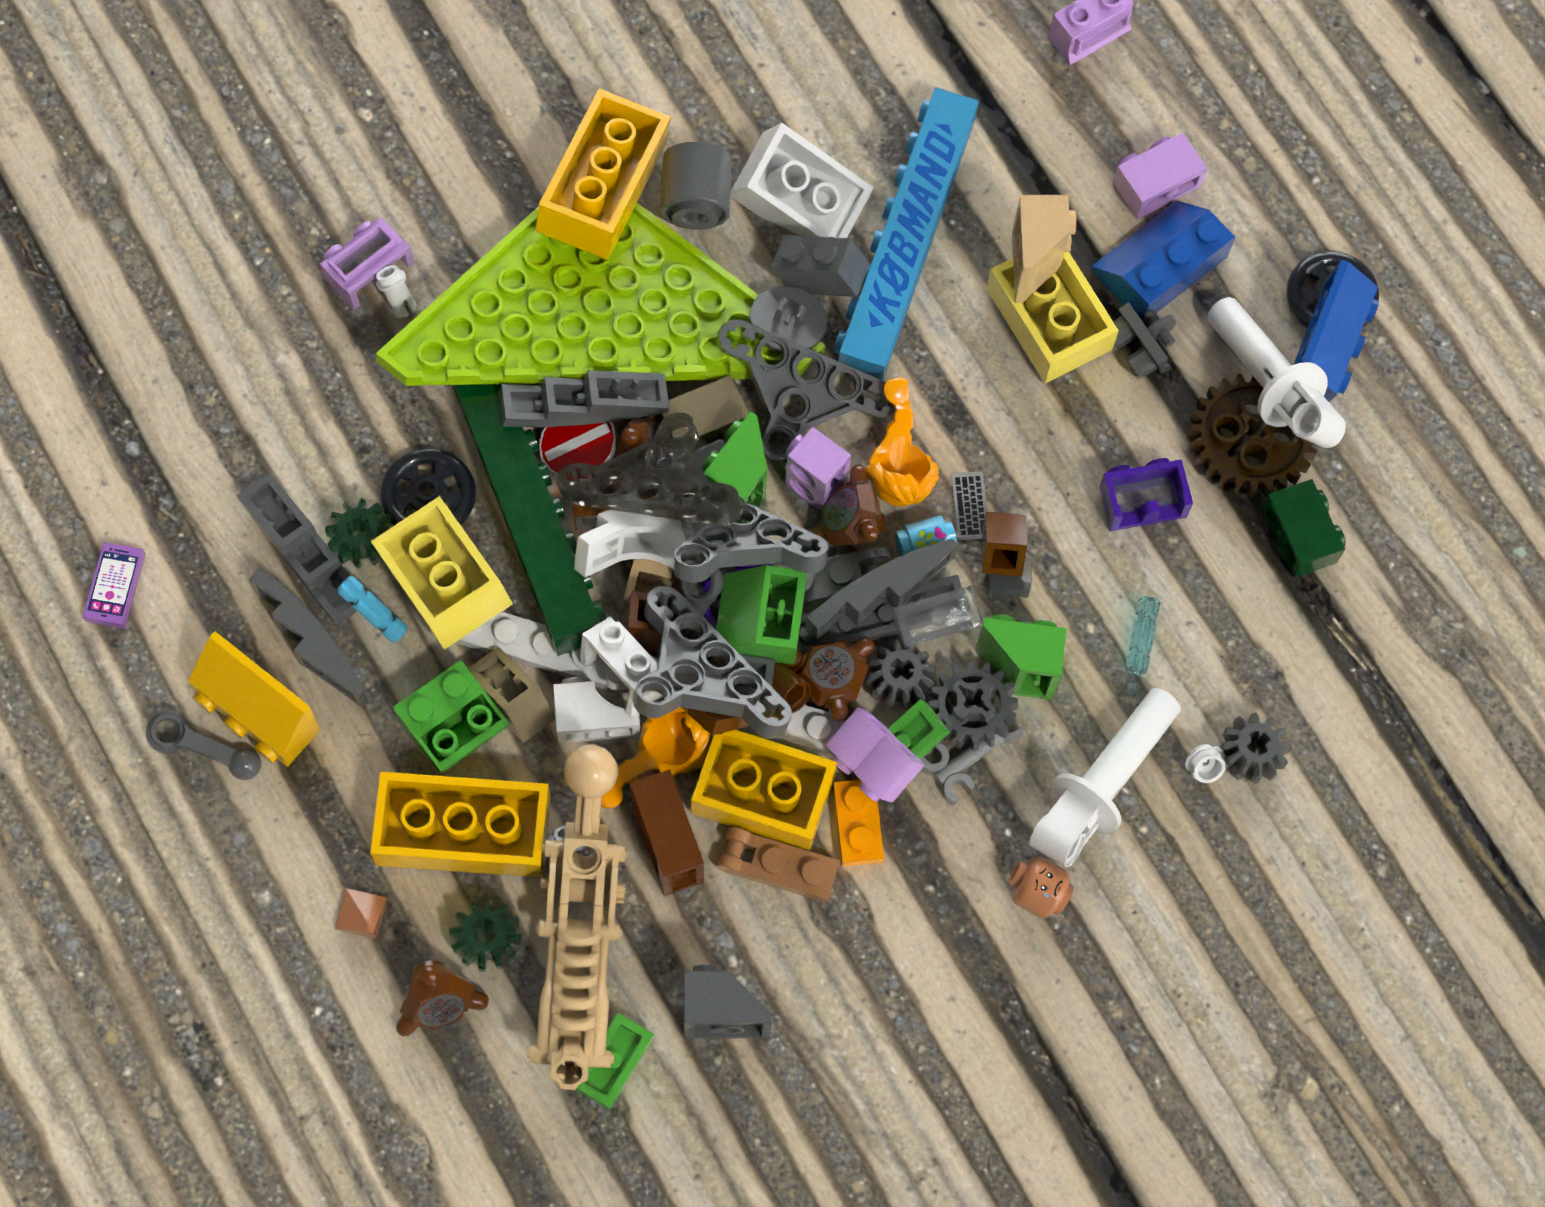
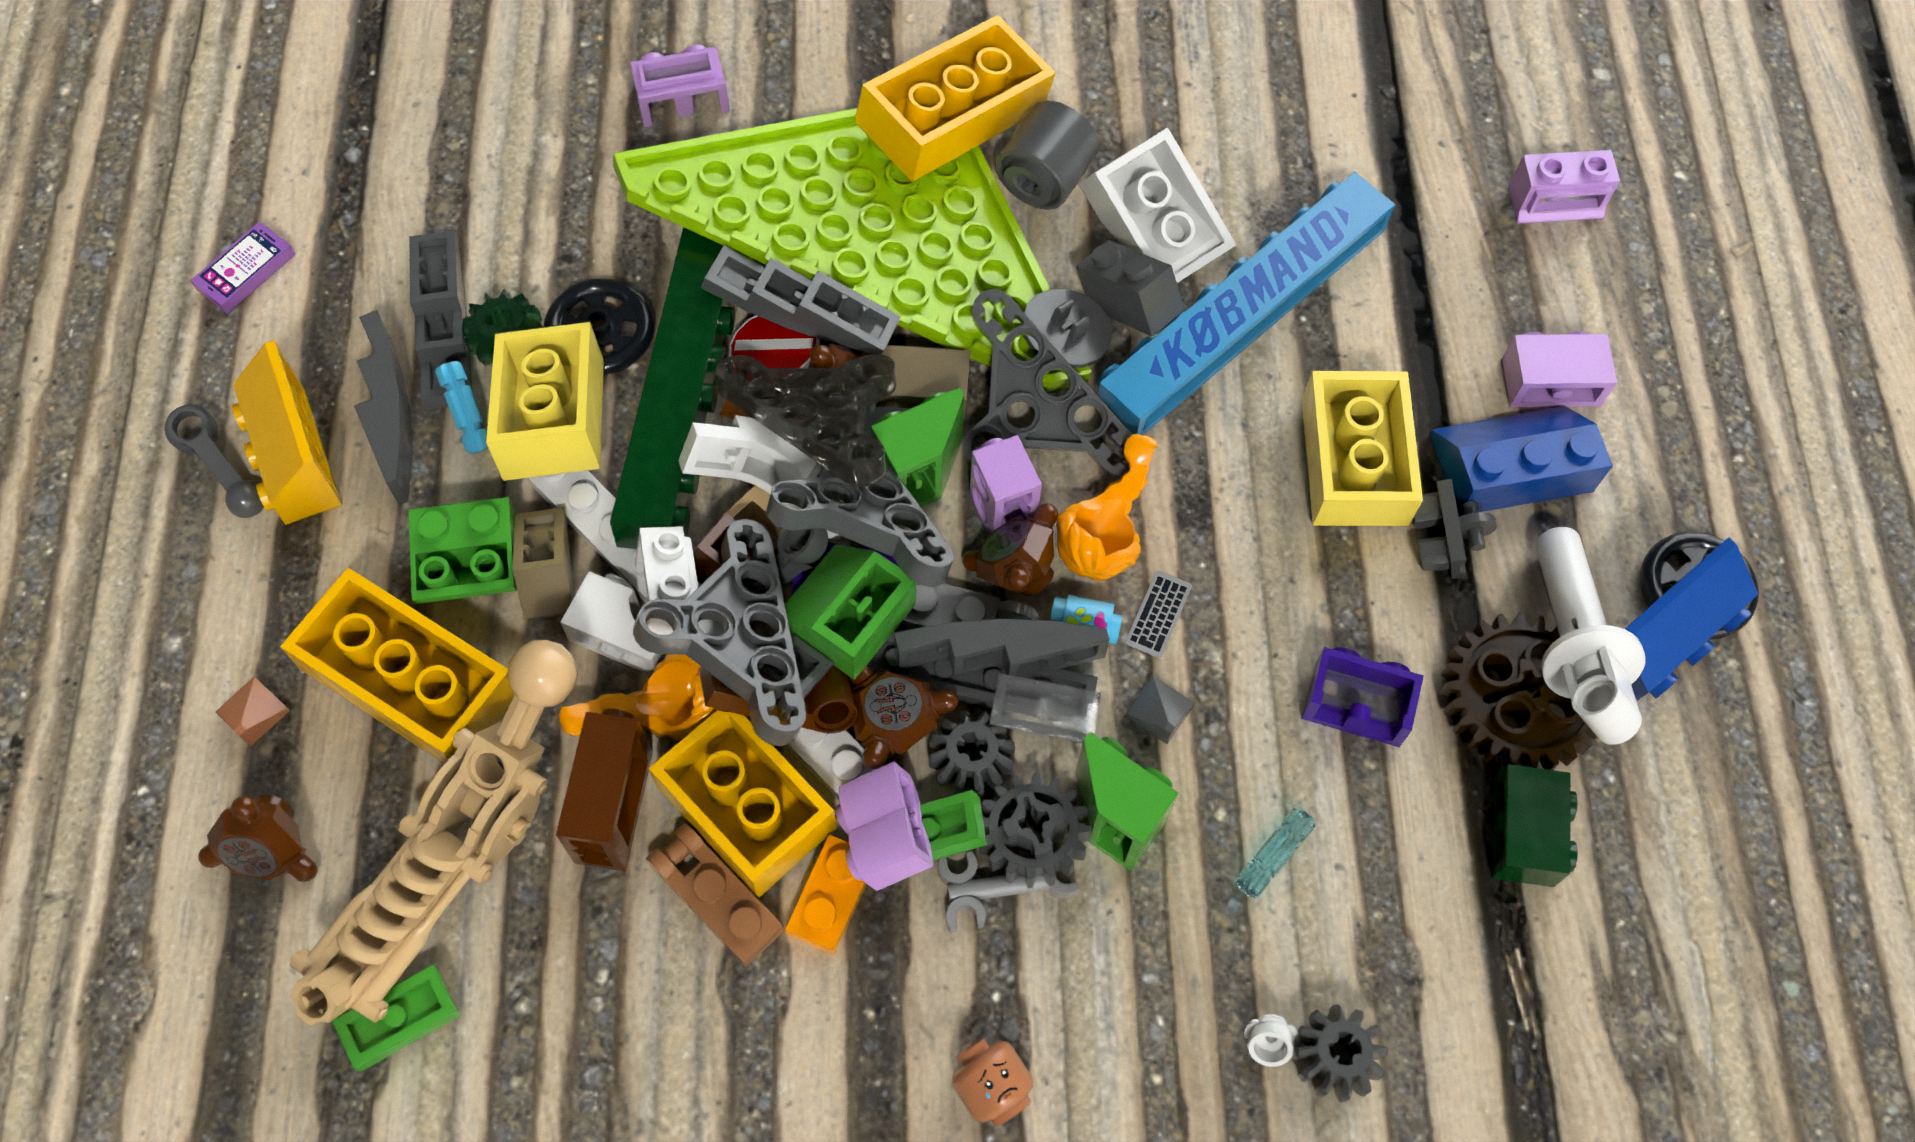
camera: 30 degrees right, 5 degrees down
(392, 283) = (687, 114): white pin -> none
(480, 919) = (335, 806): clear green gear -> none
(721, 1007) = (537, 1015): dark grey slope -> none
(1003, 544) = (1167, 669): reddish brown brick -> none
(1039, 240) = (1381, 359): tan slope -> none
(1086, 802) = (1097, 1010): white piece -> none

